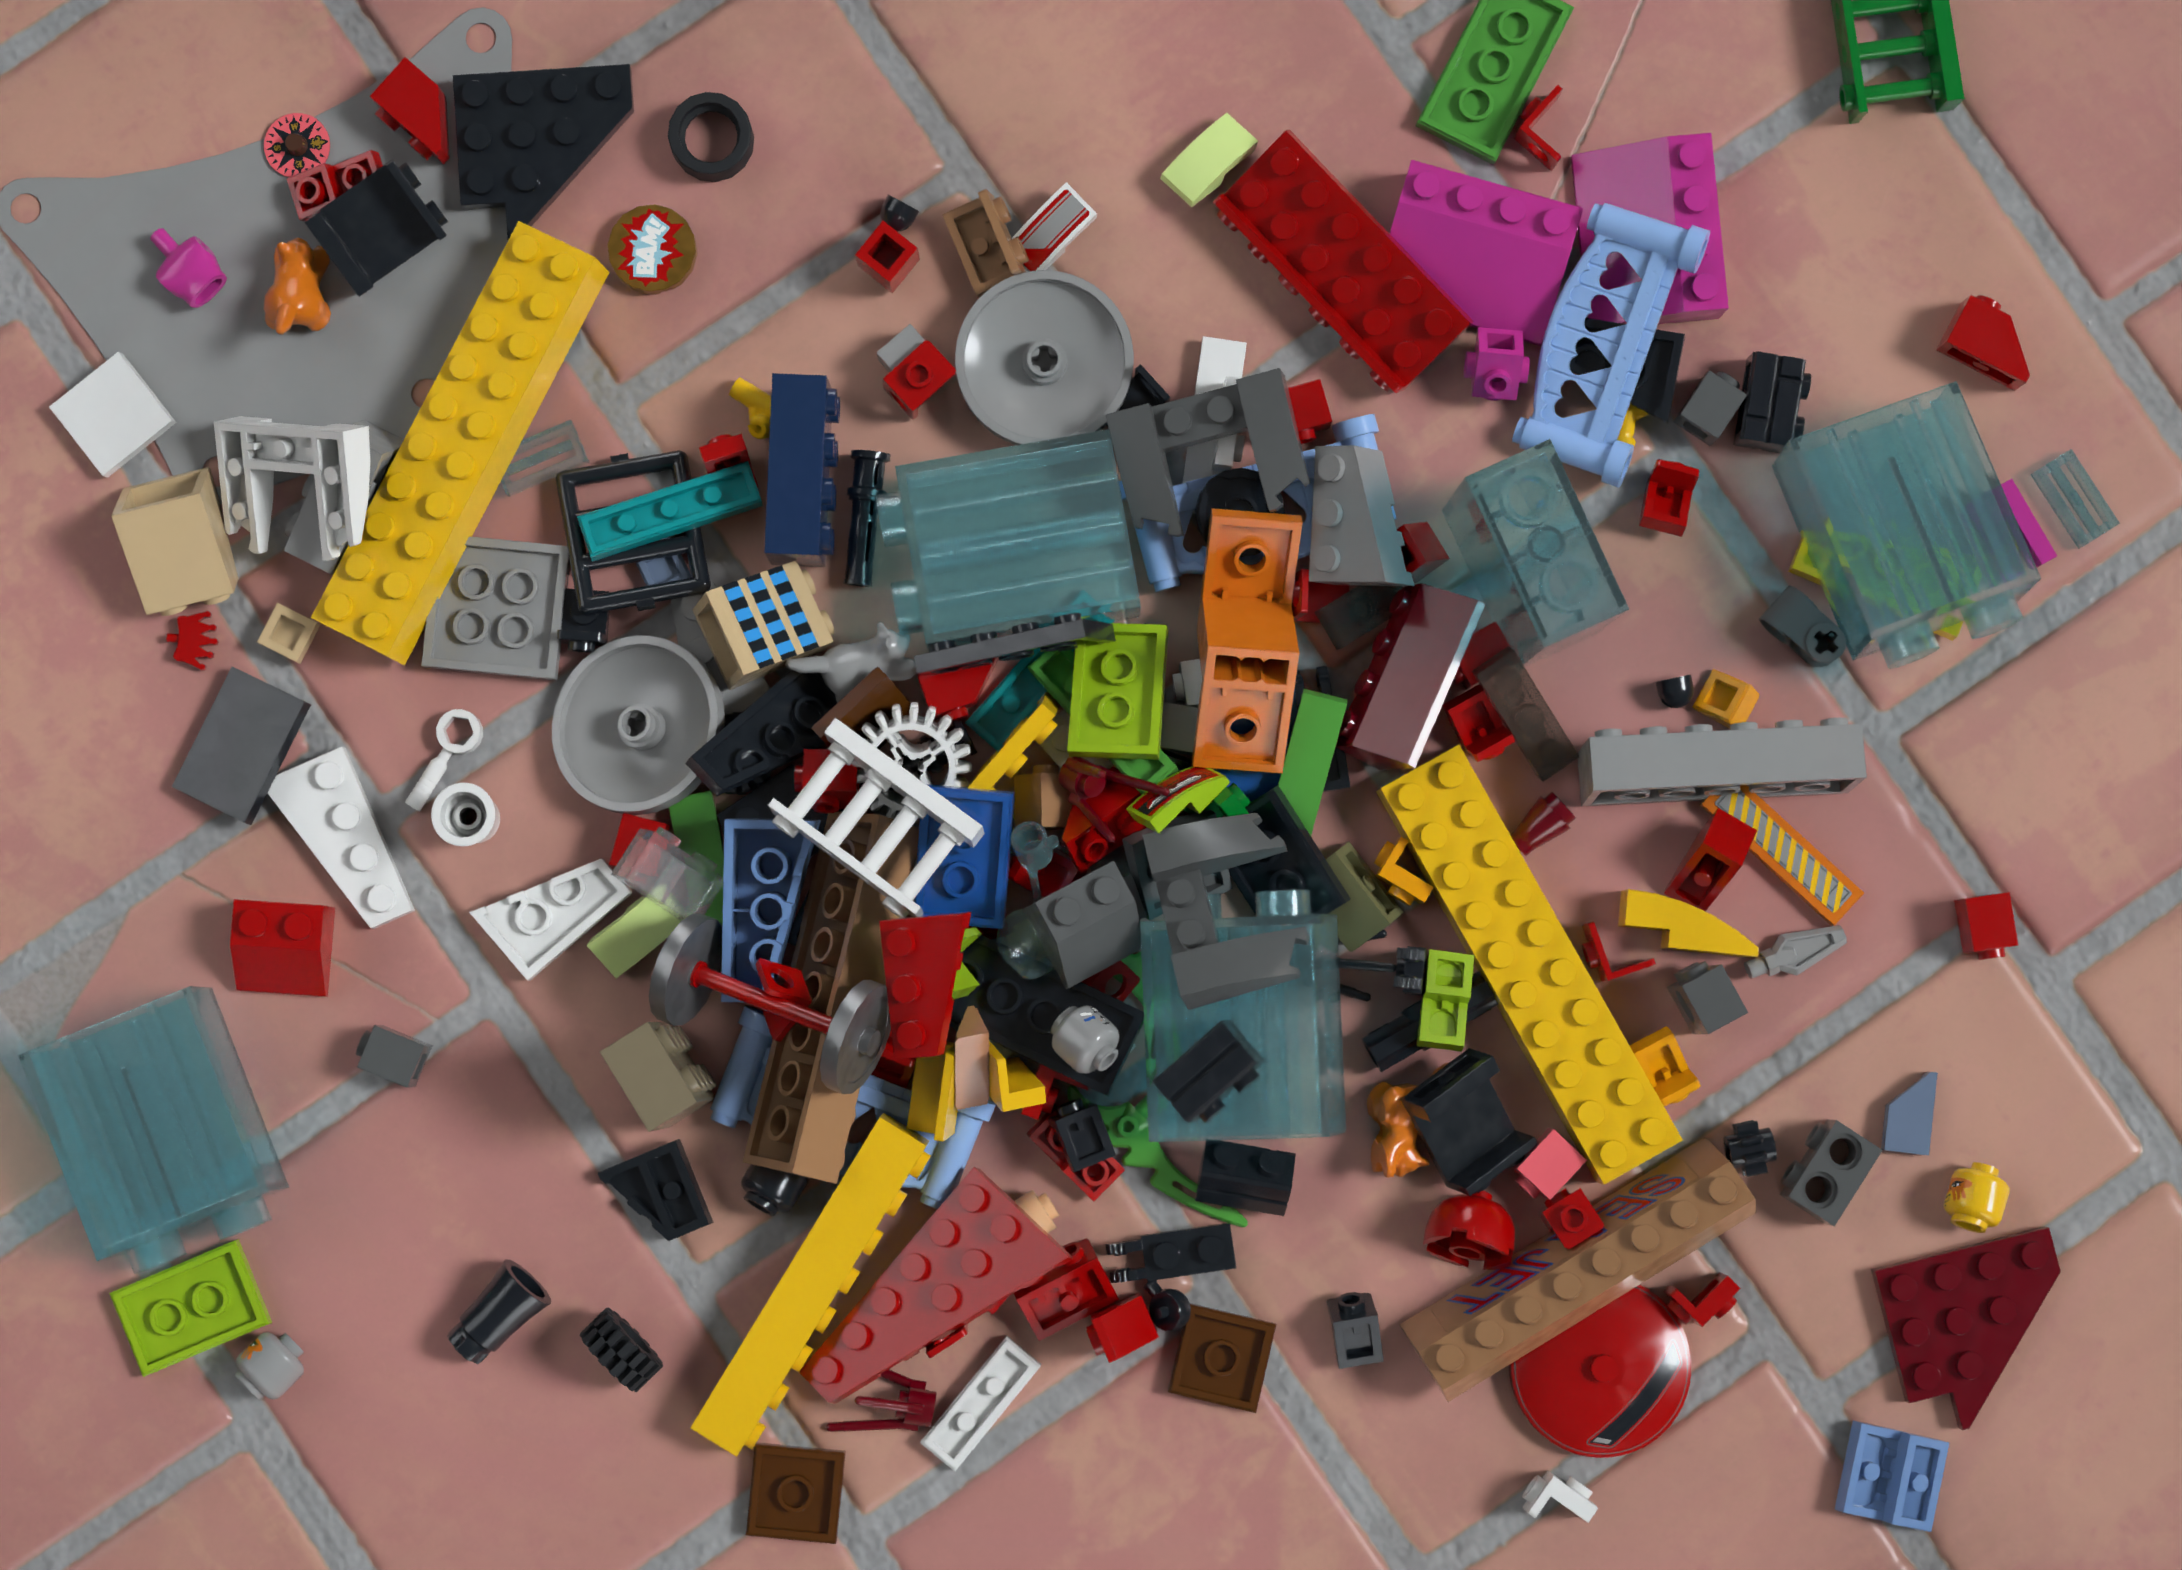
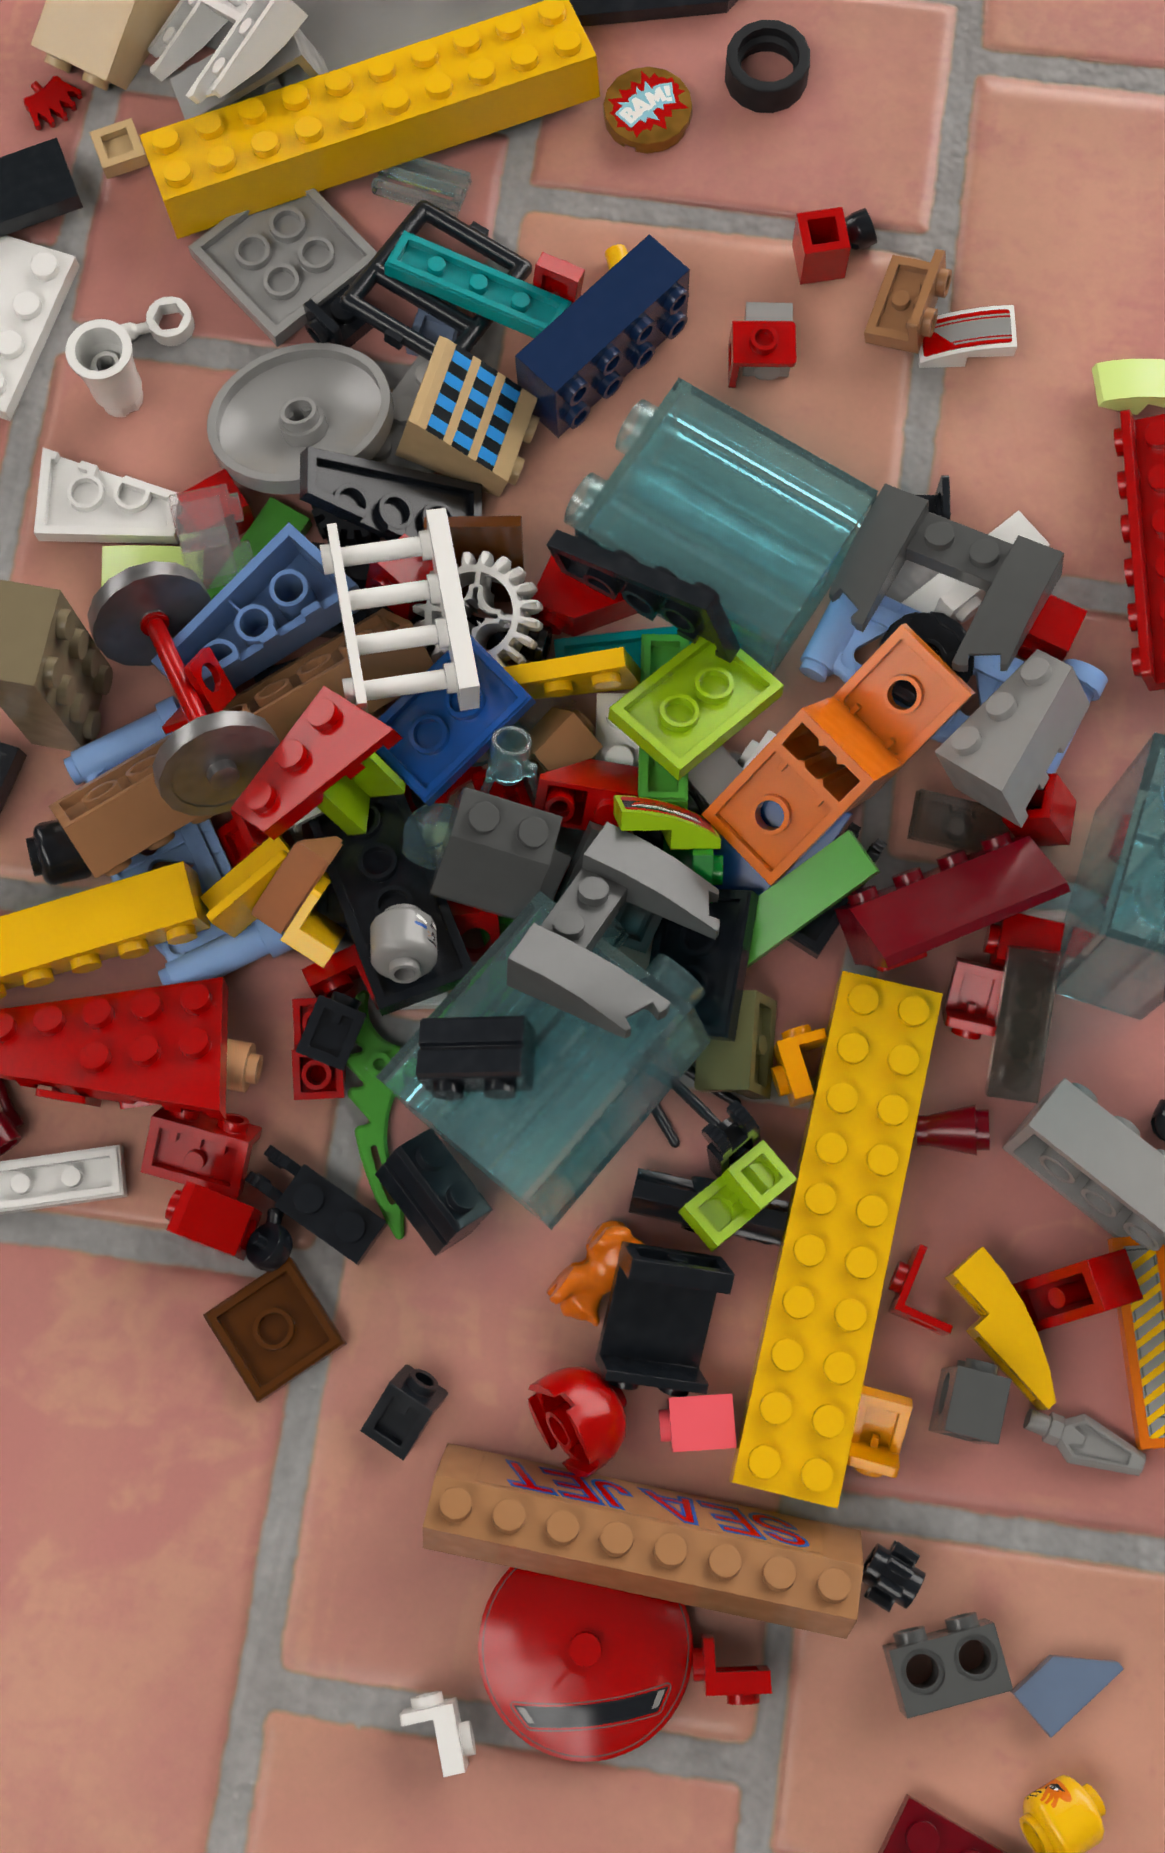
camera: 50 degrees right, 10 degrees down
(851, 662) = (495, 499): light grey animal -> none
(866, 484) = (604, 434): black pin -> none
(1043, 357) = (878, 409): light grey dish -> none
(1088, 781) = (604, 751): dark red plant -> none
(1312, 596) = (923, 773): red bracket -> none
(1571, 1217) = (677, 1486): red bracket -> none

